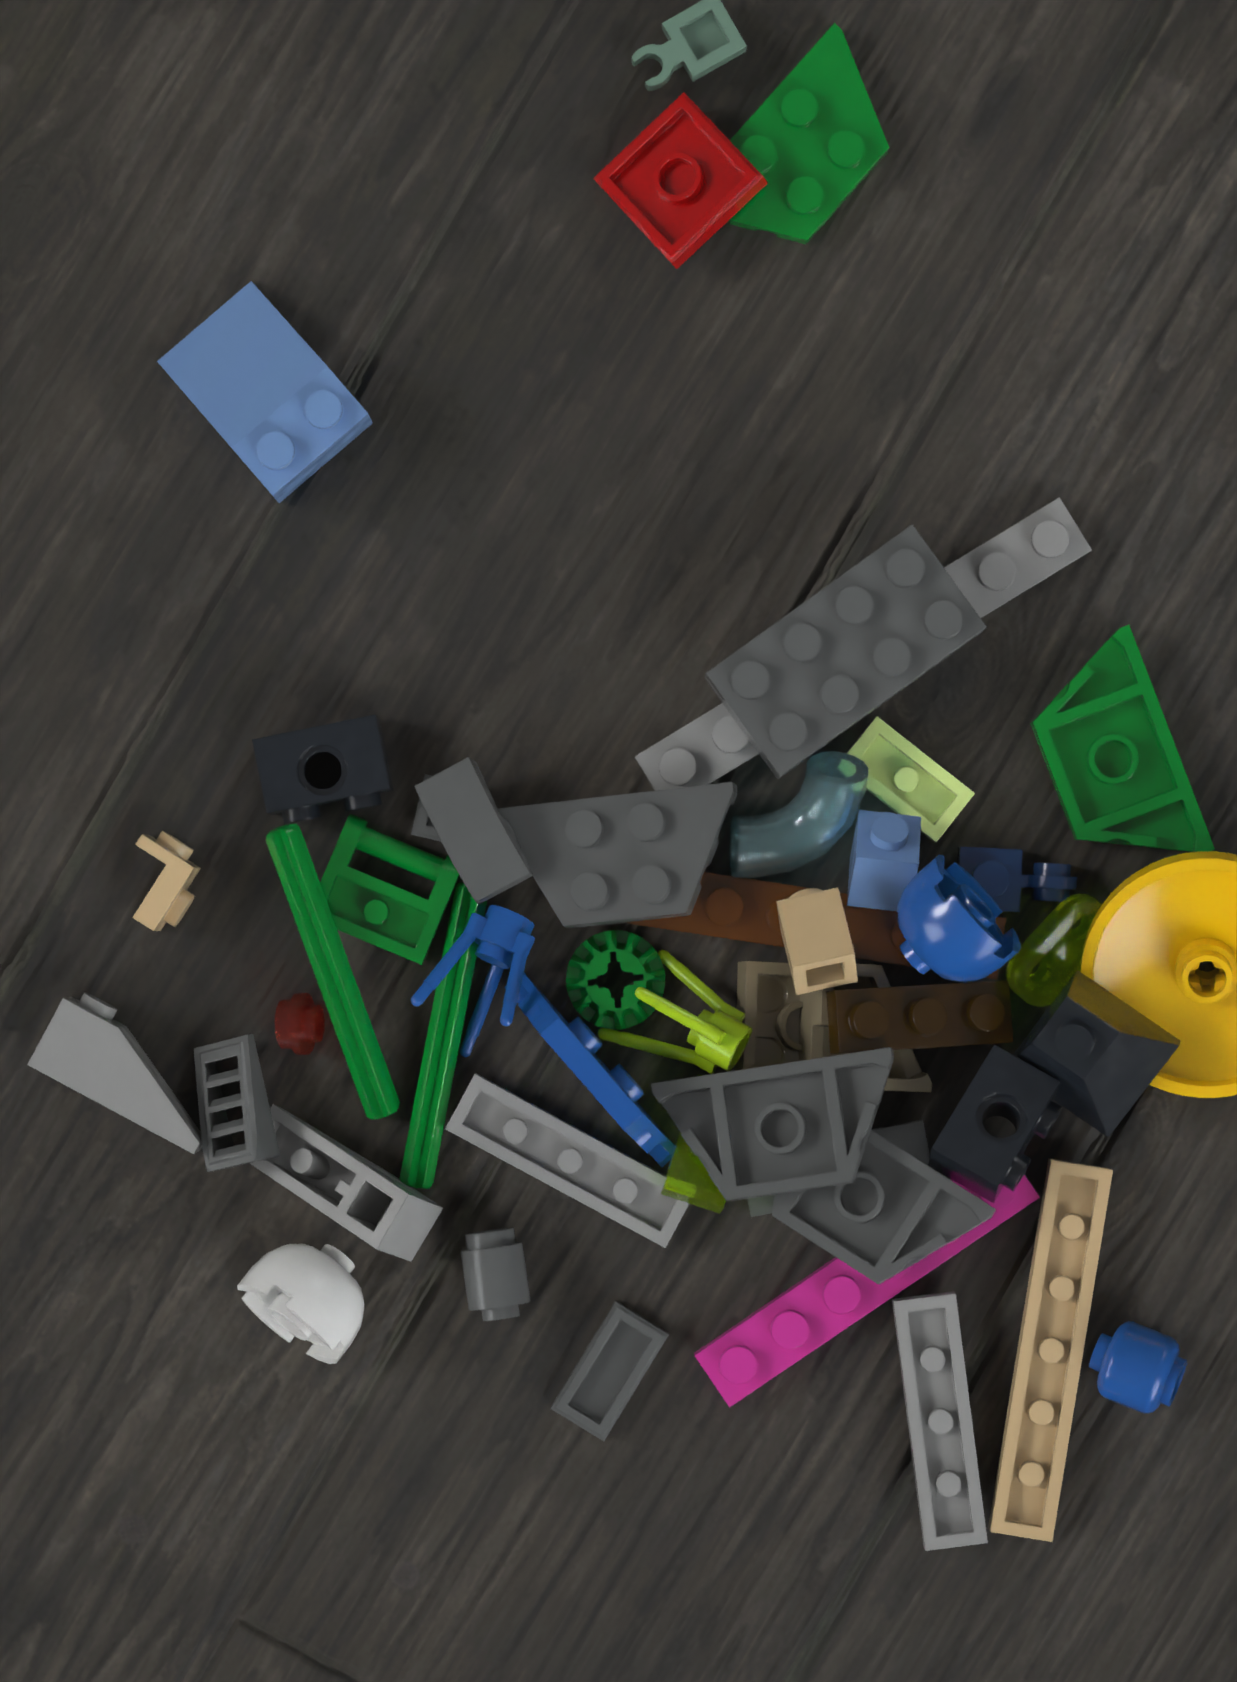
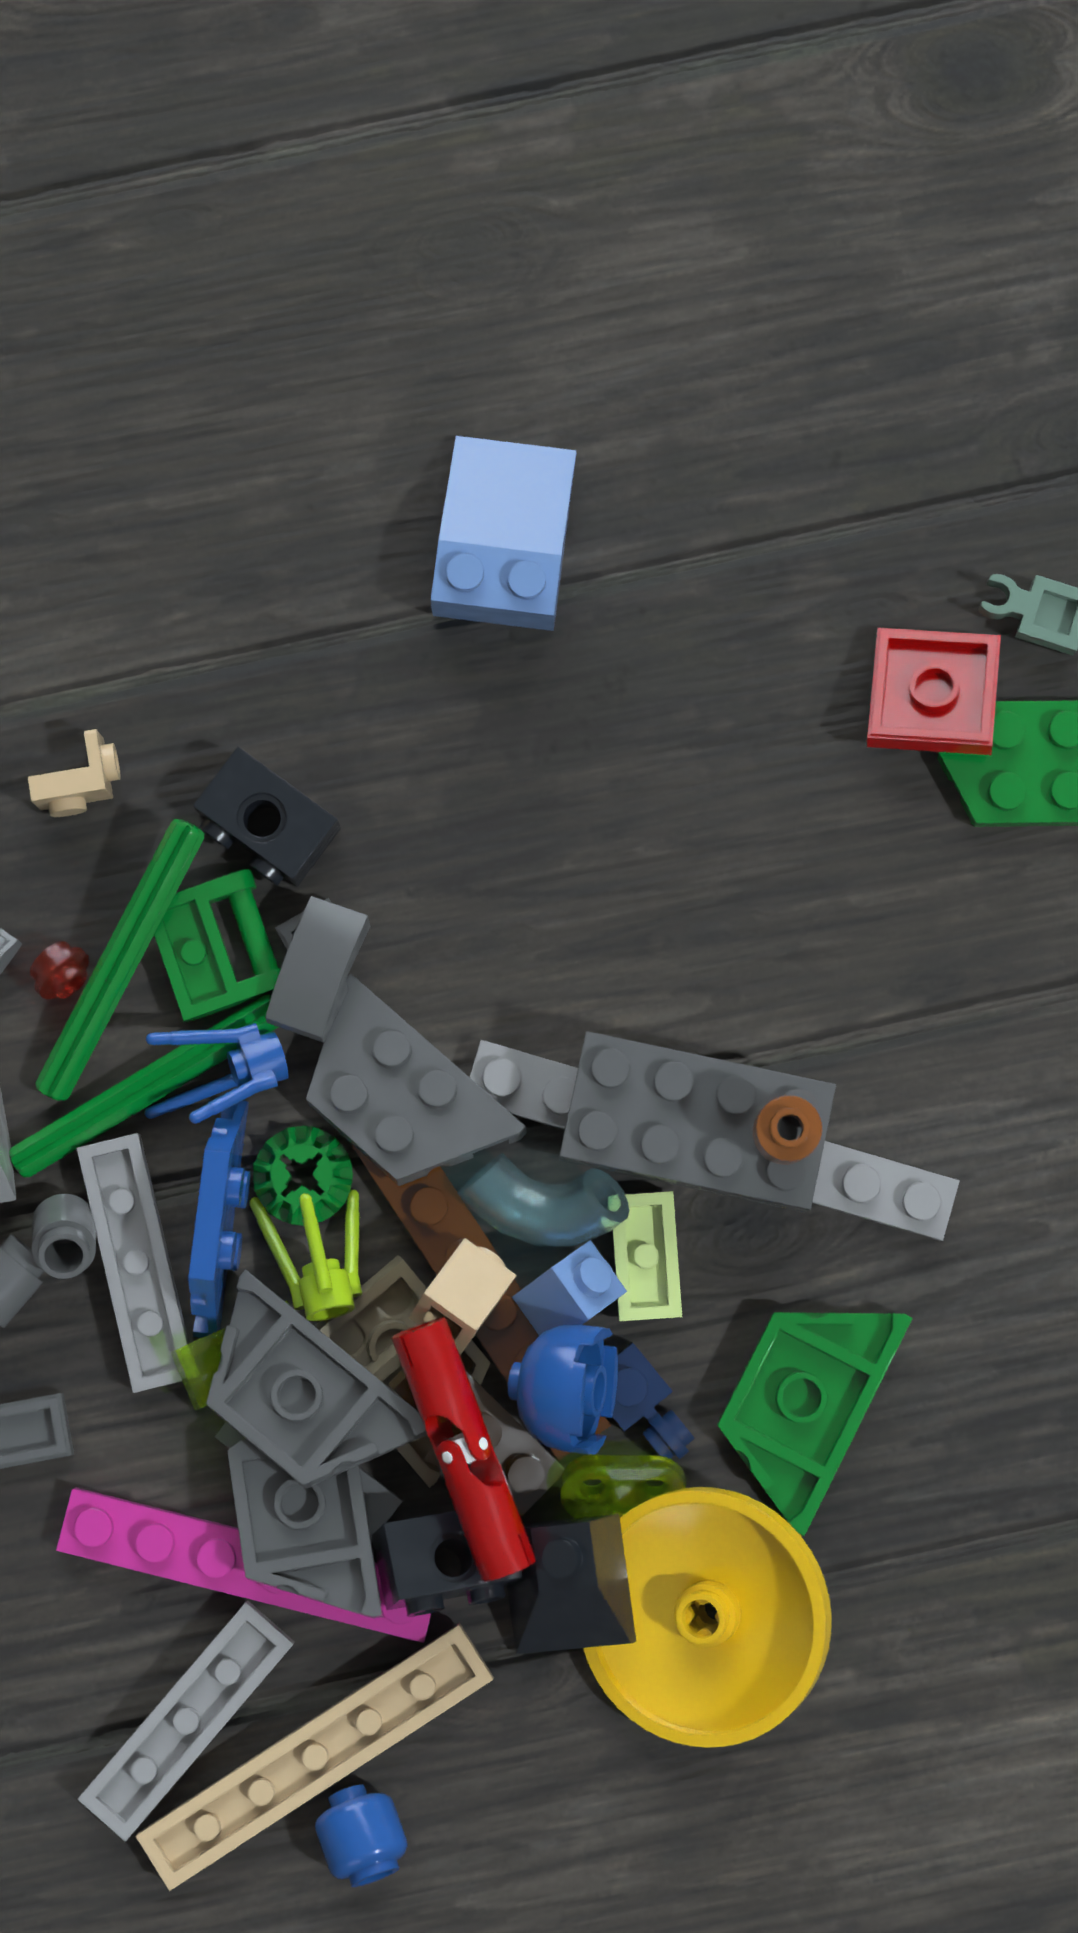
camera: 50 degrees right, 5 degrees down
(503, 1196) = (63, 1236): none -> dark grey brick
(913, 612) = (769, 1141): none -> dark orange brick
(940, 1044) = (477, 1493): none -> red piece

